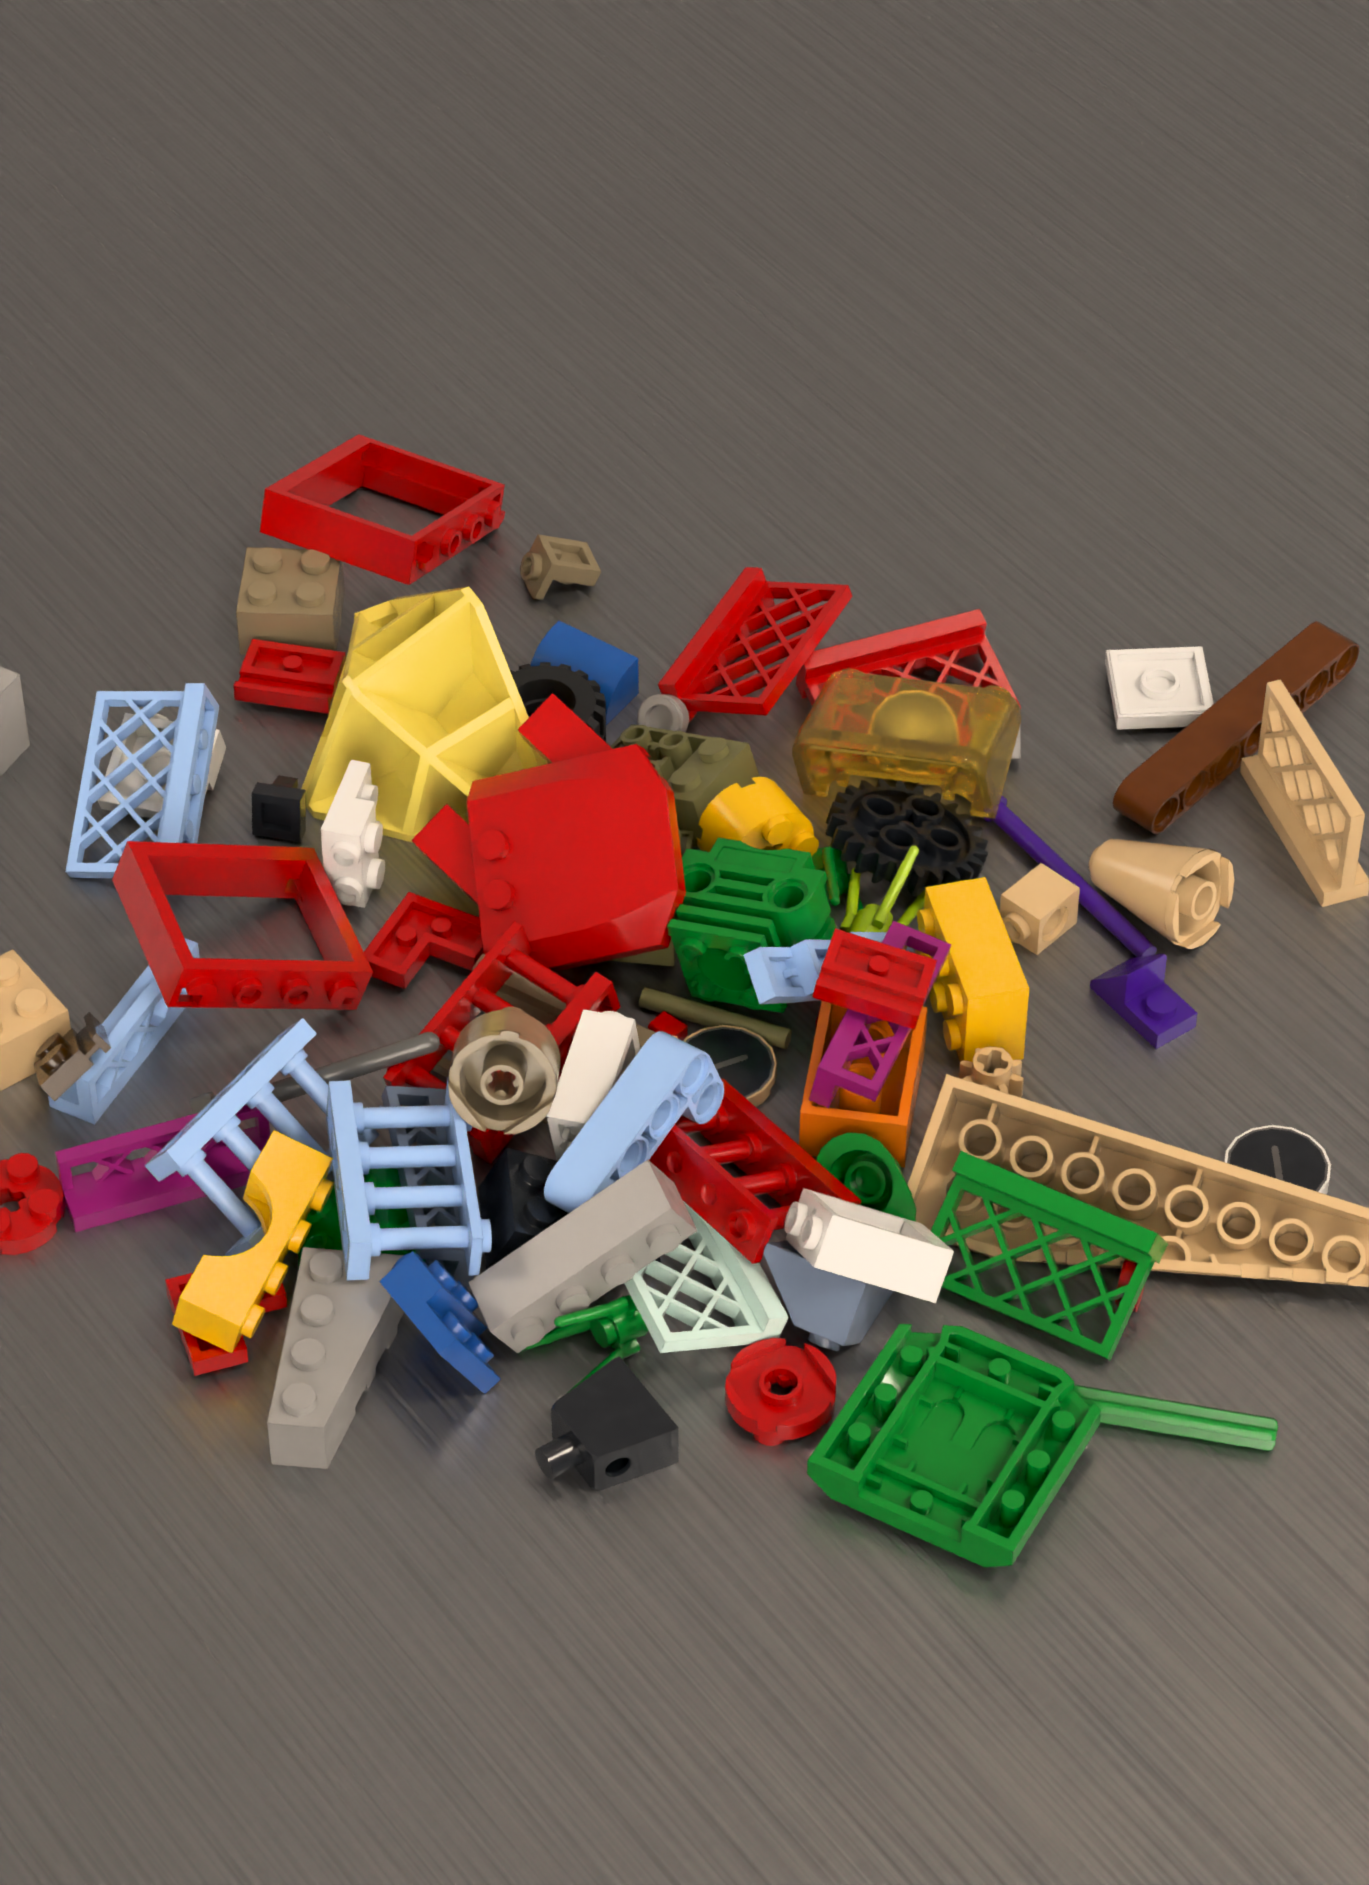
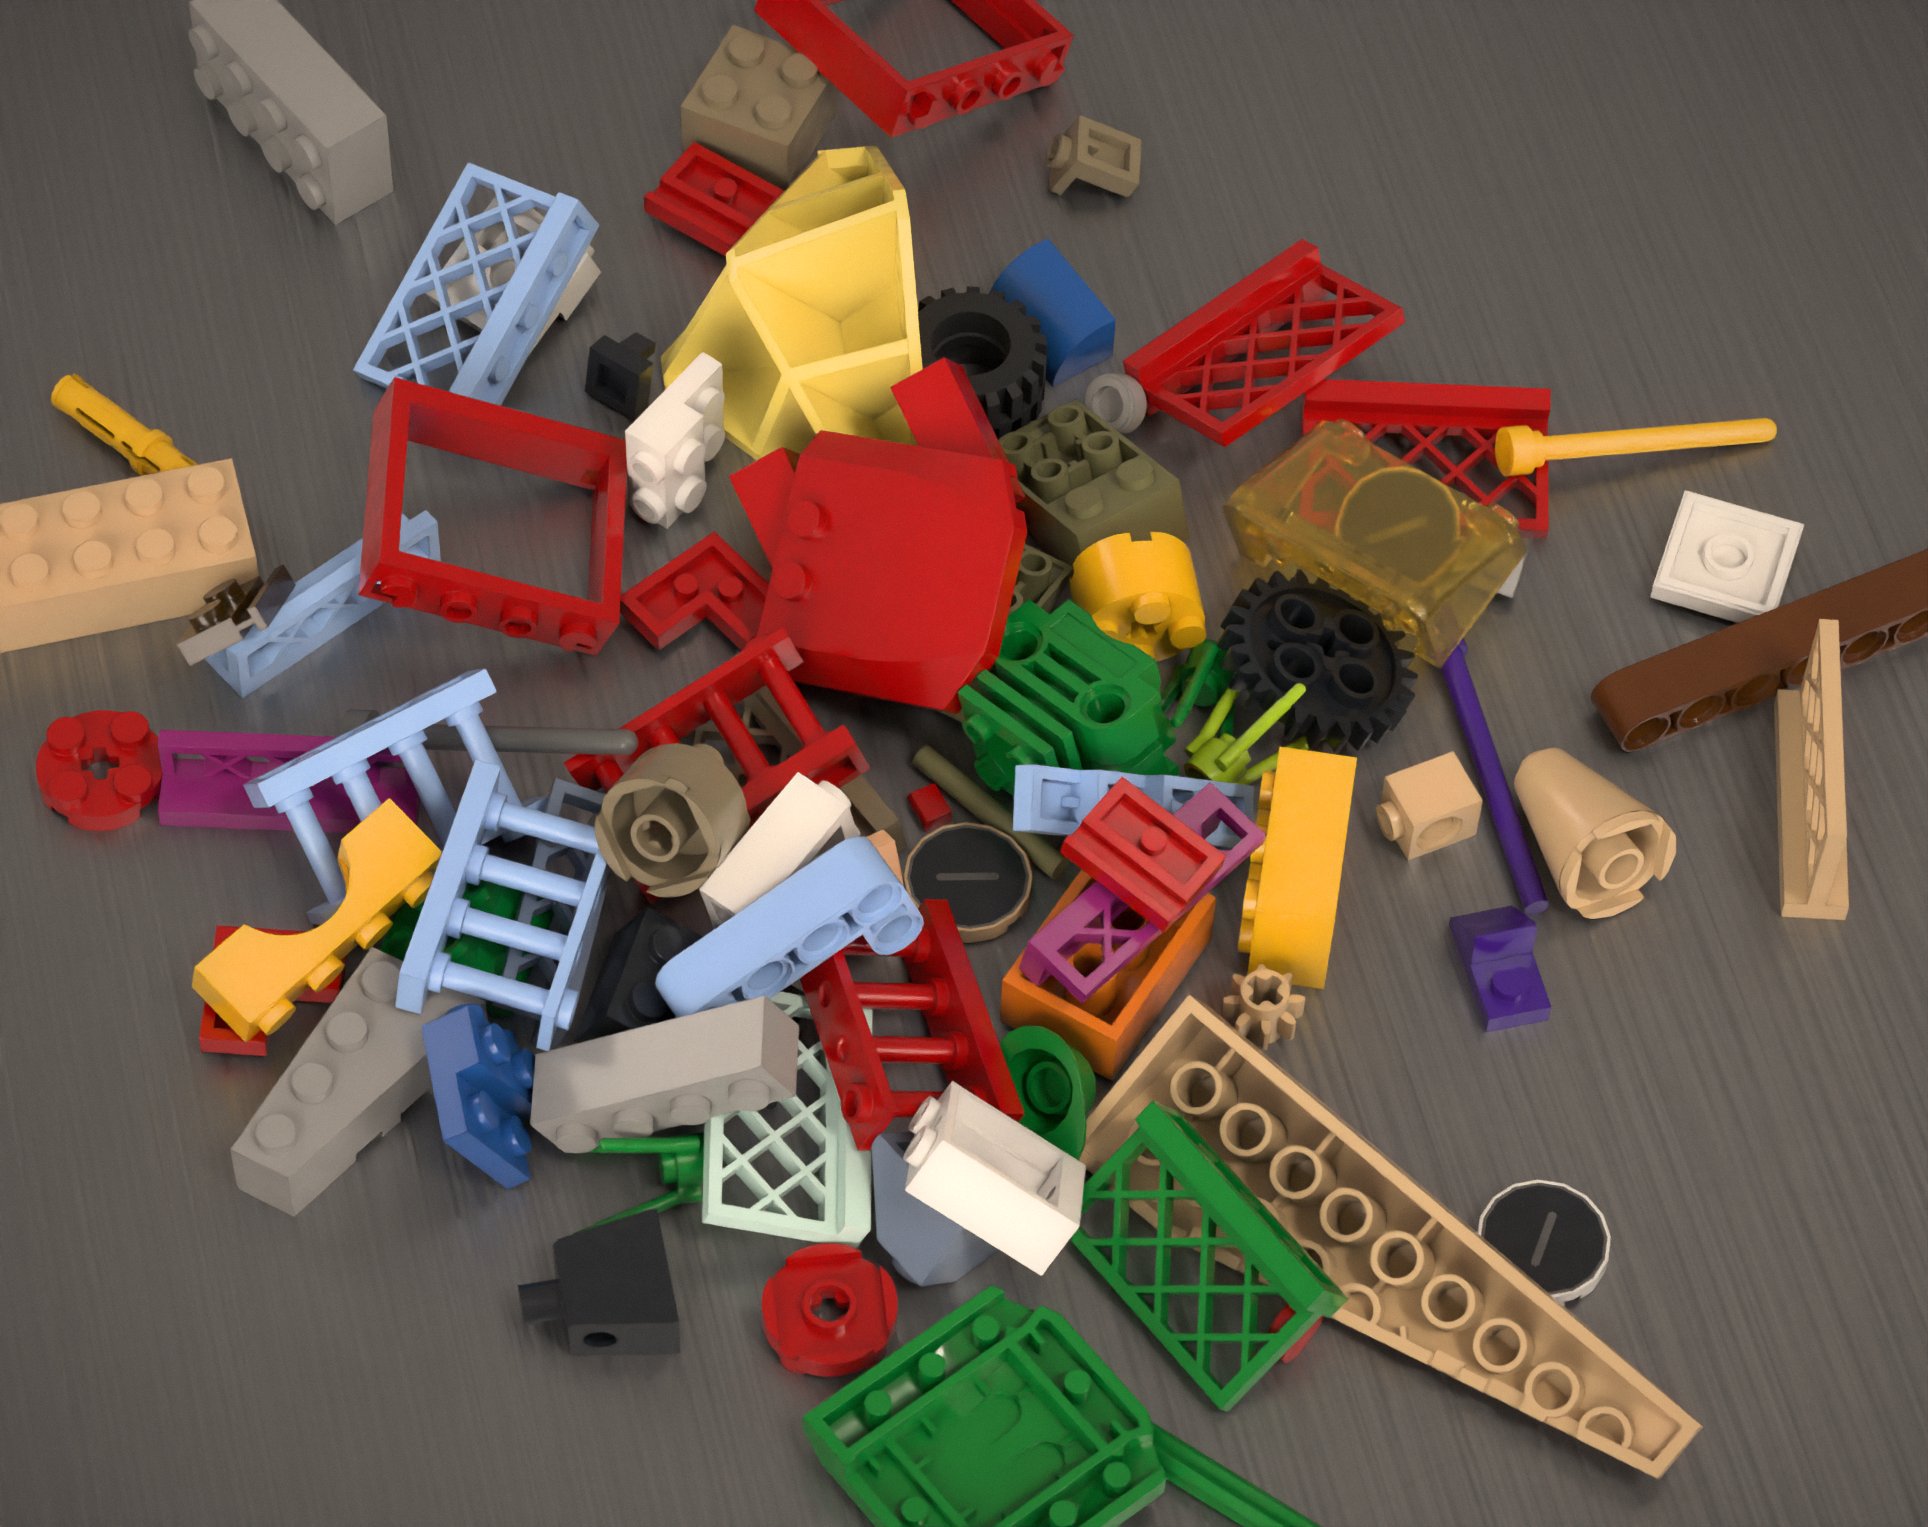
camera: 20 degrees right, 10 degrees up
(980, 655) = (1522, 450): none -> yellow piece

